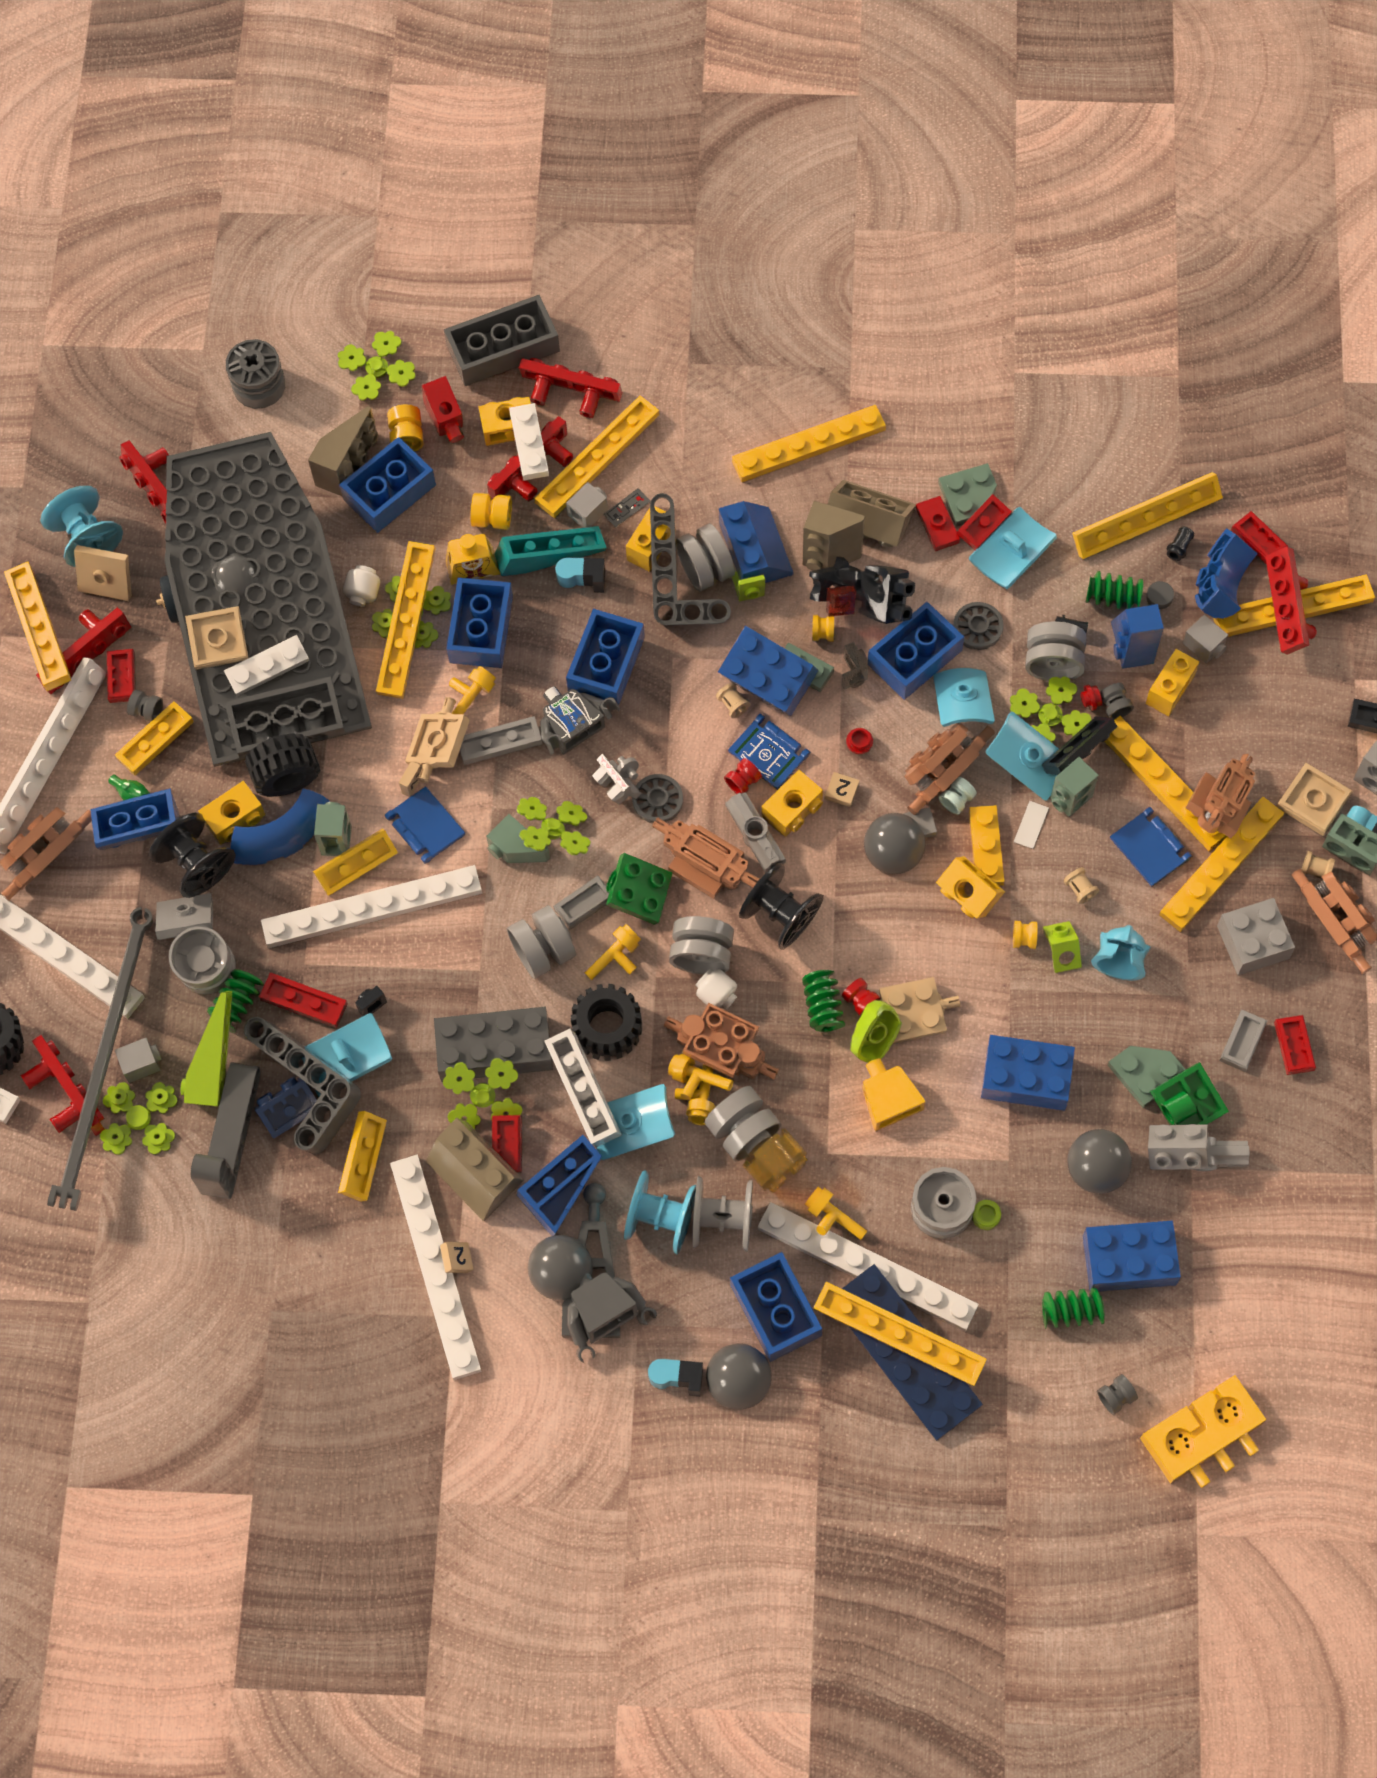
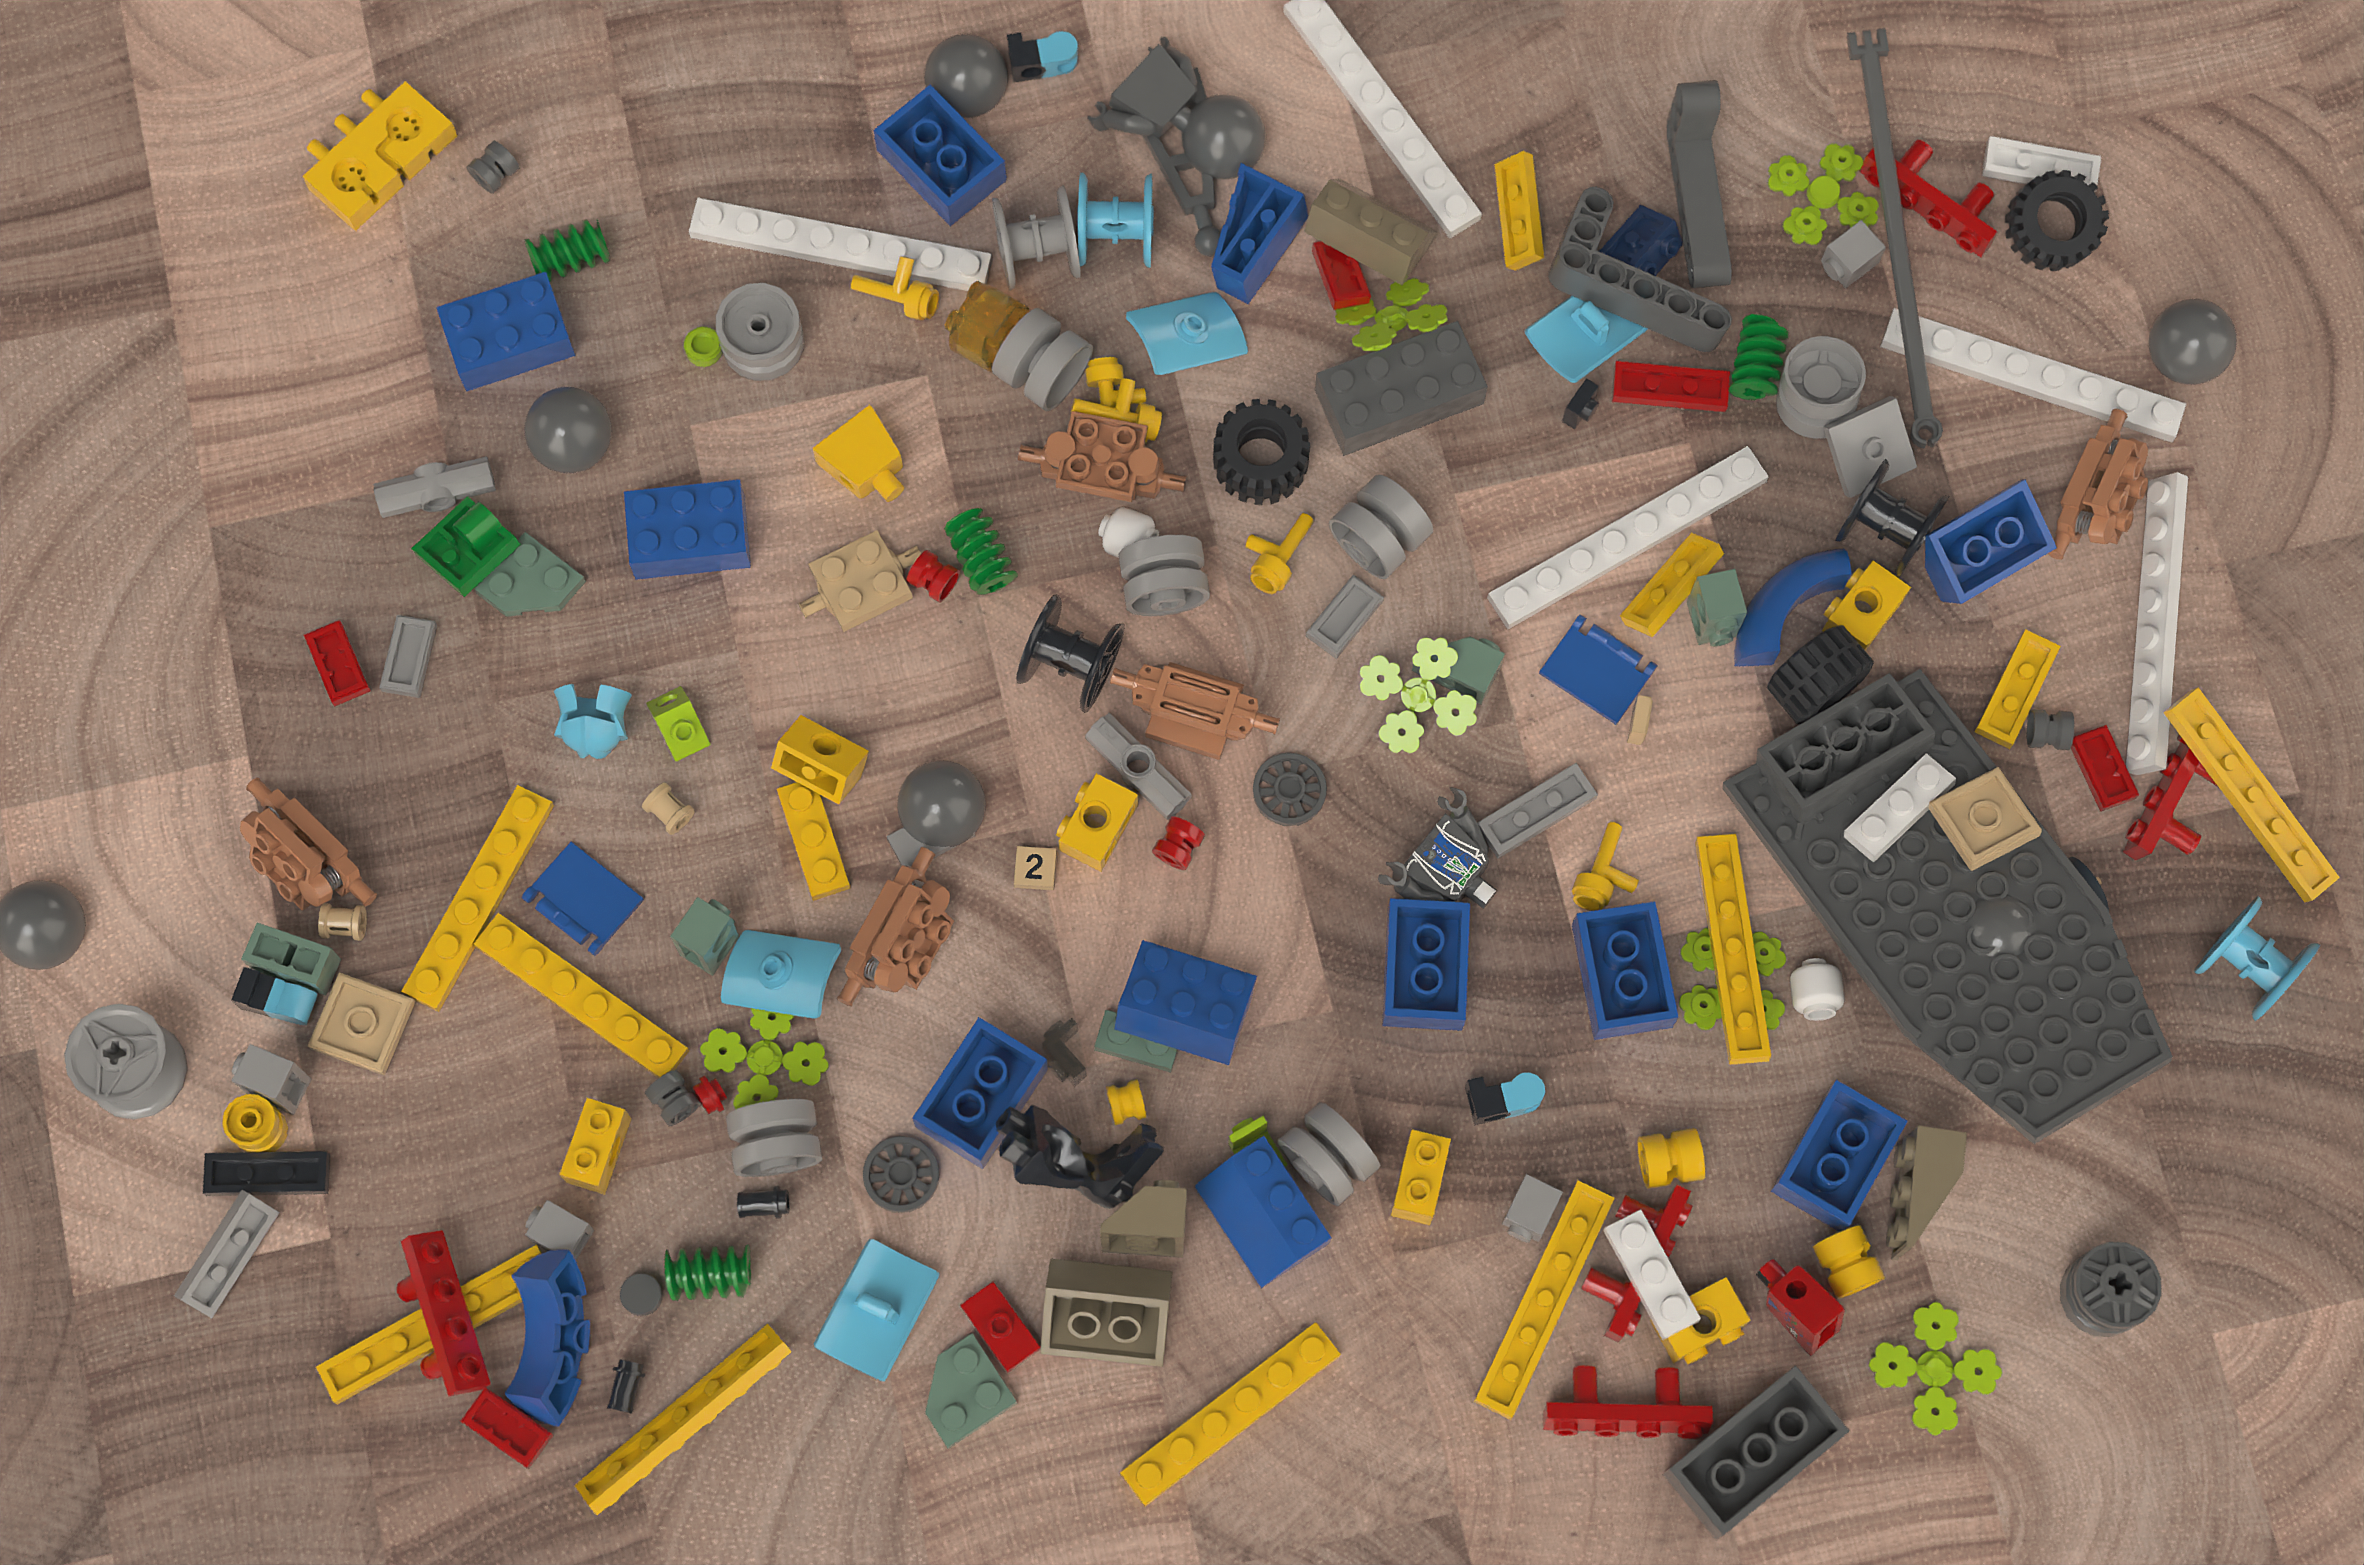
camera: 160 degrees right, 5 degrees up
(102, 573) = (2195, 900): tan plate -> none
(128, 788) = (2016, 604): green piece -> none
(143, 474) = (2213, 1093): red plate -> none
(208, 1068) = (1753, 250): lime slope -> none
(437, 739) = (1622, 779): tan plate -> none
(456, 1257) = (1357, 121): tan tile -> none
(471, 558) = (1671, 1070): yellow torso -> none
(541, 550) = (1563, 1123): teal slope -> none
(583, 1088) = (1261, 338): white brick -> none
(619, 773) = (1350, 794): light grey hips -> none
(626, 507) = (1474, 1234): dark grey sticker -> none
(638, 888) = (1275, 643): green plate -> none
(670, 572) = (1357, 1068): dark grey beam -> none
(733, 700) = (1225, 953): tan bush -> none
(769, 751) = (1154, 898): blue piece -> none
(841, 601) = (1108, 1135): clear red plate -> none
(859, 741) = (1029, 946): red plate -> none
(875, 1031) = (902, 527): lime piece -> none
(900, 1334) = (775, 148): yellow plate -> none
(932, 1394) = (767, 150): dark blue plate -> none
(957, 795) = (866, 892): light aqua wheel -> none
(963, 696) = (893, 1038): medium azure shield -> none
(984, 522) = (929, 1337): red plate -> none
(1025, 934) = (731, 718): yellow wheel -> none
(1031, 824) = (758, 890): white sticker -> none
(1080, 744) = (710, 1003): black plate -> none
(1137, 635) = (659, 1194): blue wedge -> none
(1178, 1147) = (469, 474): light grey bracket -> none
(1223, 801) = (490, 972): nougat piece -> none
(1255, 936) = (412, 794): light grey brick -> none

